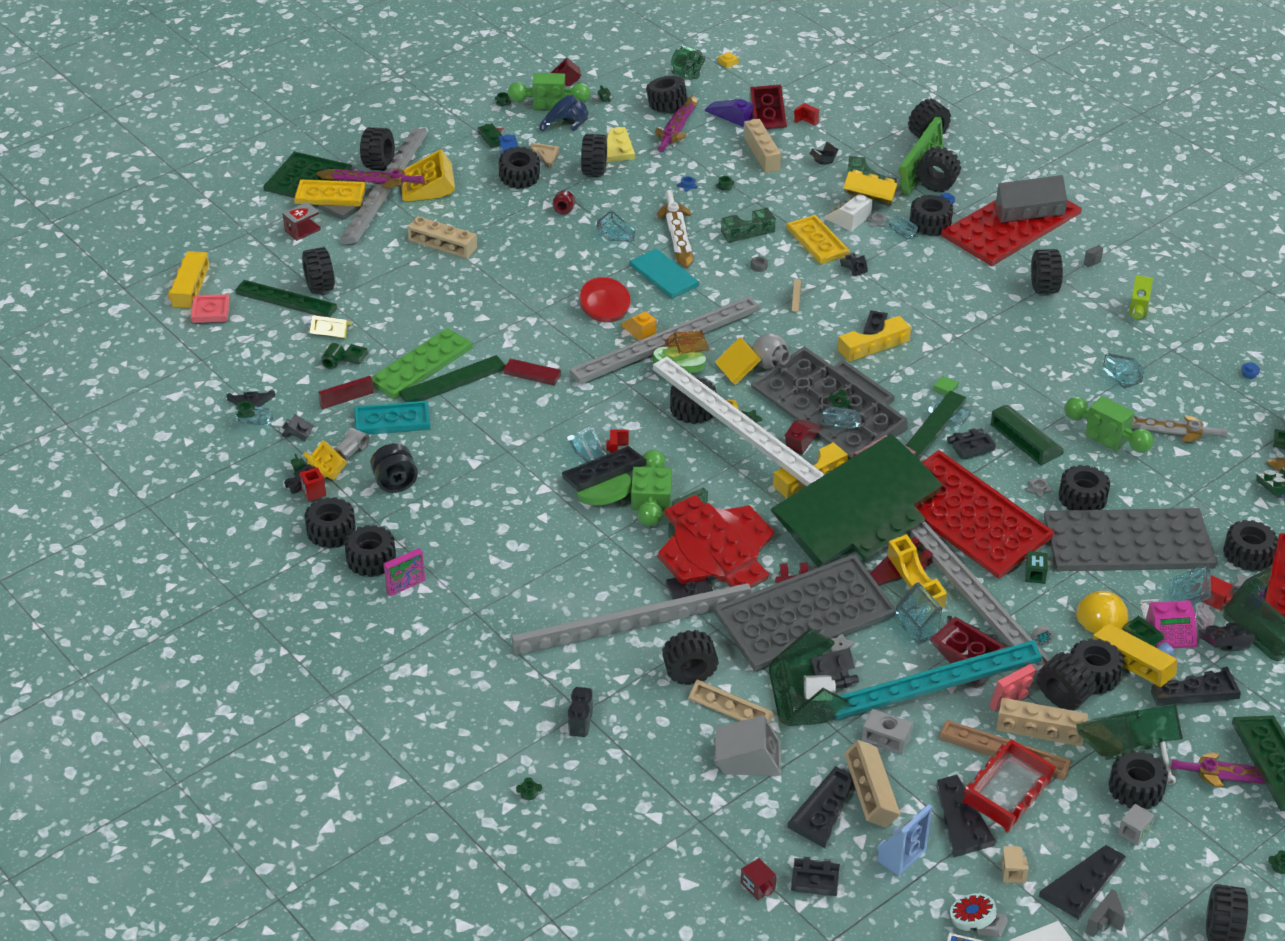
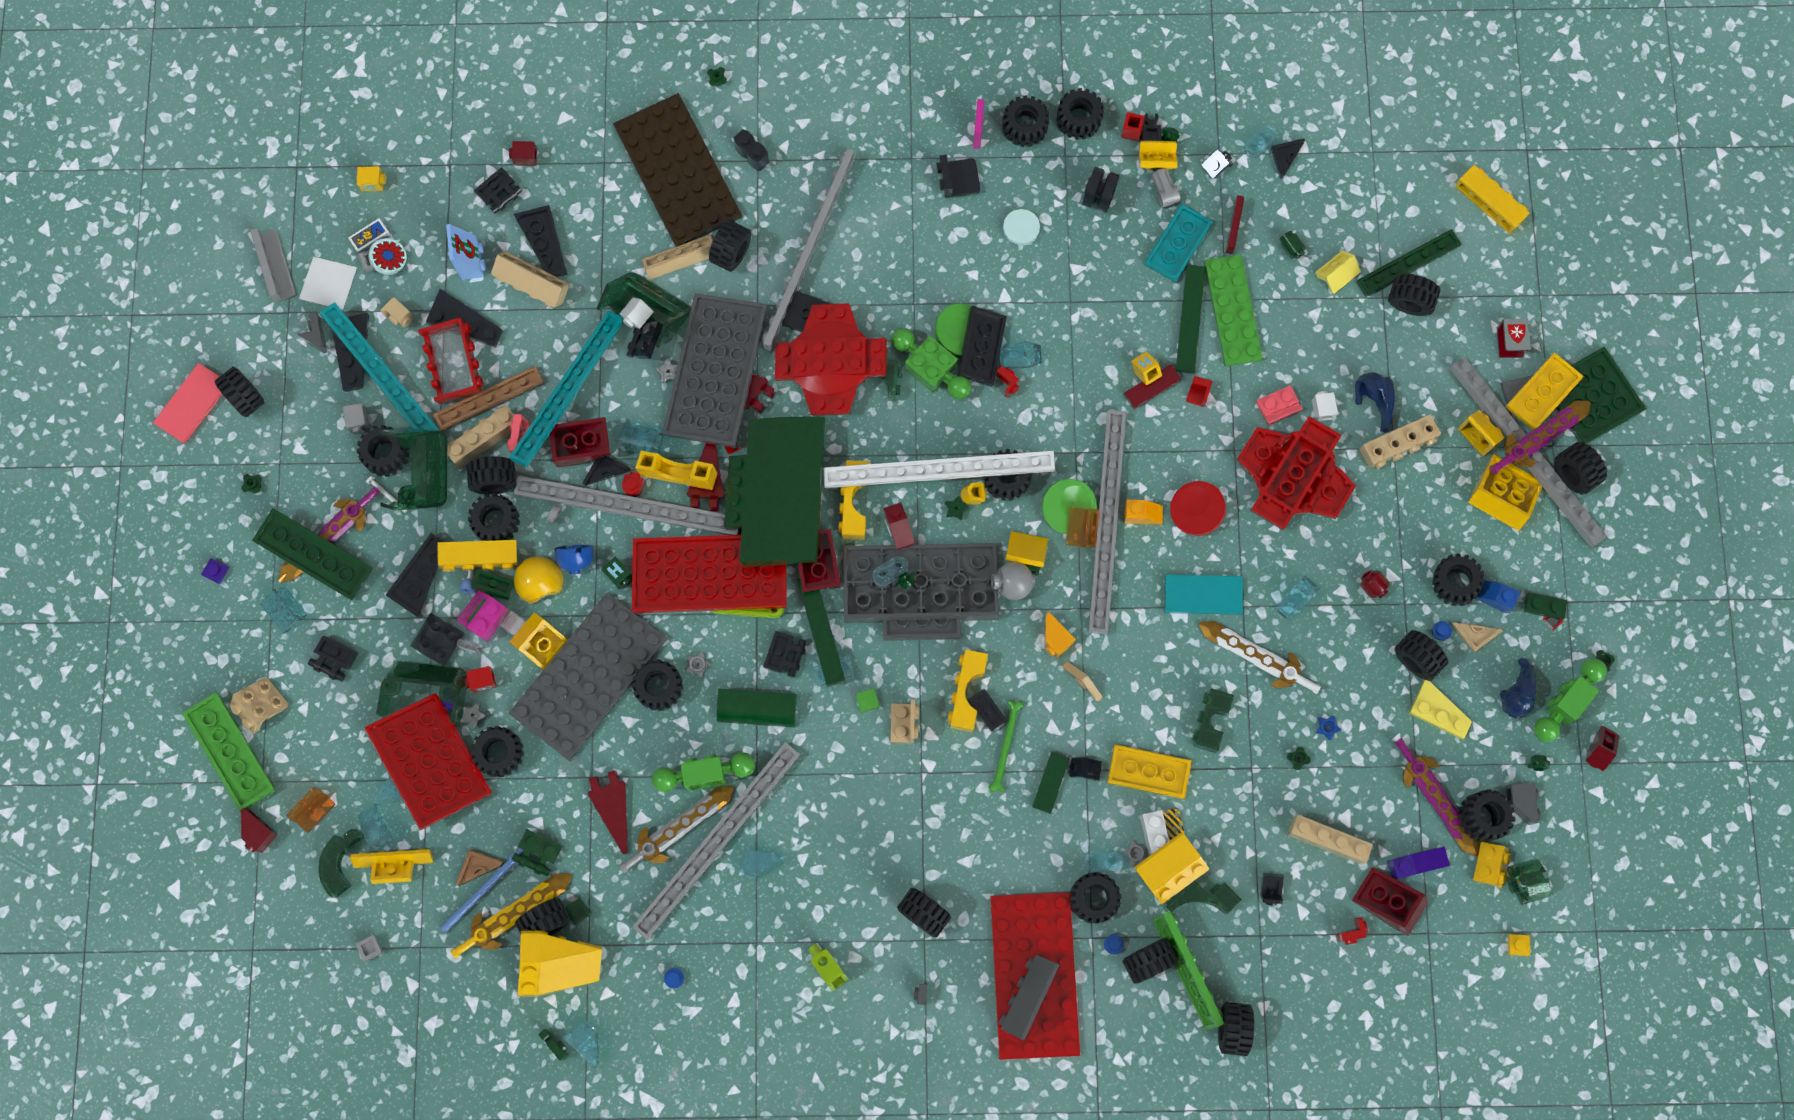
camera: 130 degrees right, 35 degrees up
(210, 308) = (1436, 193): coral plate -> none
(245, 409) = (1263, 127): dark green plate -> none
(355, 354) = (1282, 264): dark green plate -> none
(395, 203) = (1481, 432): none -> yellow slope
(413, 259) = (1381, 391): none -> dark blue hair
(454, 281) = (1324, 406): none -> white brick
(466, 567) = (958, 177): none -> black bracket
(471, 509) = (1021, 227): none -> light aqua tile
(475, 306) = (1279, 405): none -> coral plate
(509, 343) = (1199, 391): none -> red panel
(523, 267) = (1296, 473): none -> red plate
(523, 374) = (1146, 368): none -> yellow brick
(561, 166) = (1441, 630): none -> blue plate
(635, 89) = (1524, 801): none -> dark grey slope
(650, 761) = (677, 170): none -> dark brown plate
(697, 84) = (1492, 864): none -> yellow bracket
(748, 748) = (626, 228): light grey slope -> none
(759, 264) = (1153, 688): dark grey tile -> none
(783, 318) = (1056, 637): none -> light orange slope
(883, 275) = (1050, 782): none -> dark green tile
(887, 731) = (556, 328): light grey brick -> none
(918, 297) = (1014, 708): none -> bright green piece
(933, 352) = (902, 722): none -> tan bracket
(958, 603) = (633, 484): none -> red plate
(1056, 596) = (574, 557): none -> blue cylinder
(1080, 829) = (376, 368): none -> teal plate
(1146, 580) = (538, 640): none -> yellow slope
(1147, 400) = (716, 841): none -> light grey plate
(1192, 585) = (497, 659): clear light blue plate -> none
(1194, 468) = (611, 806): none -> dark red flag

